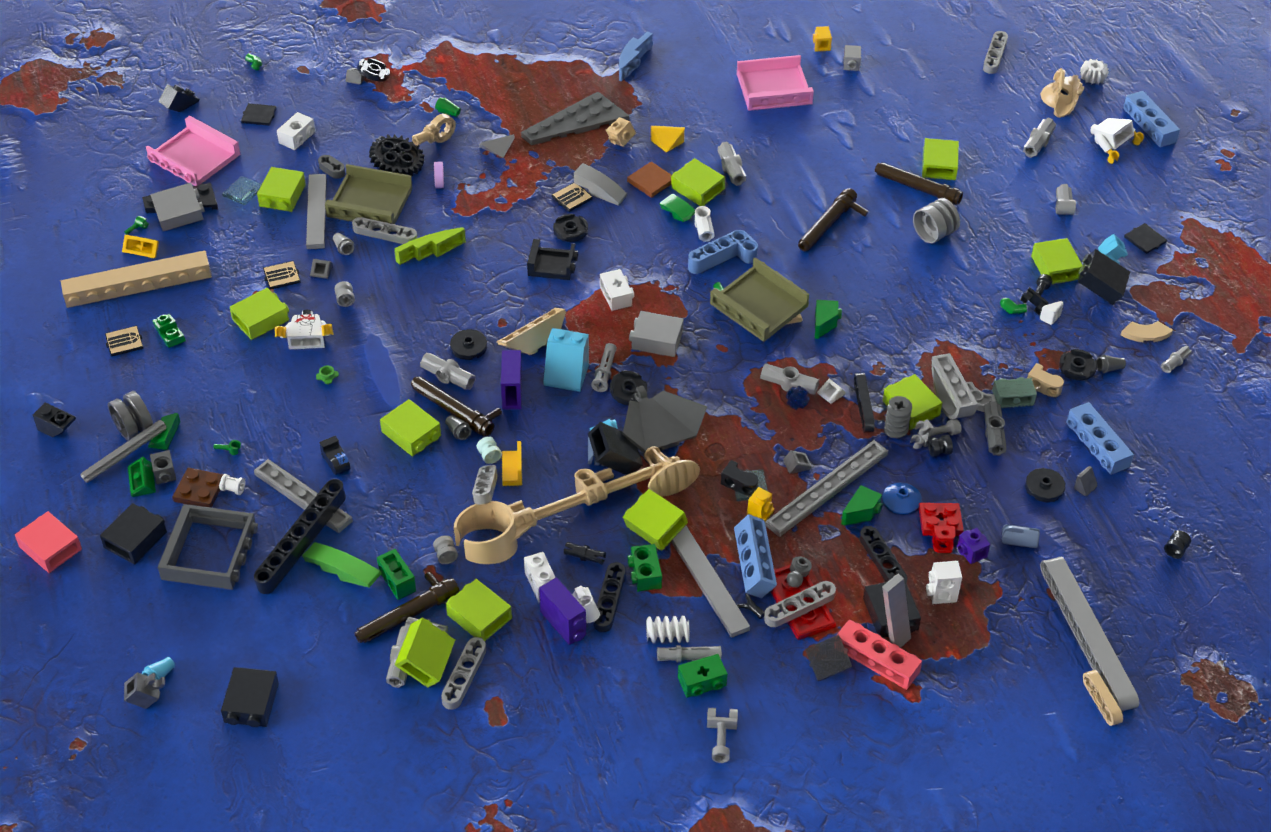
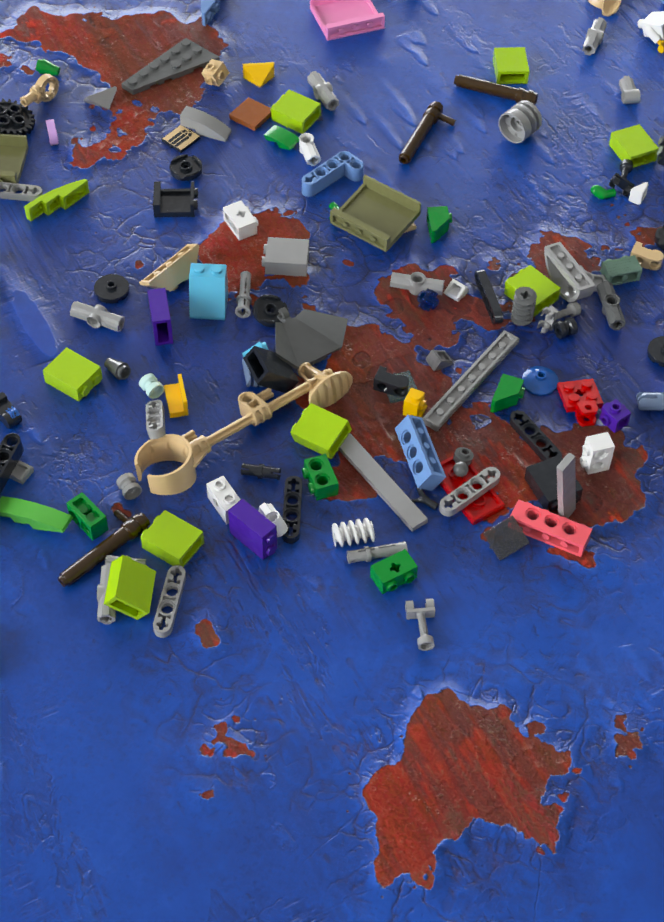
camera: 10 degrees left, 5 degrees up
(480, 423) = (134, 359): dark brown cylinder -> none

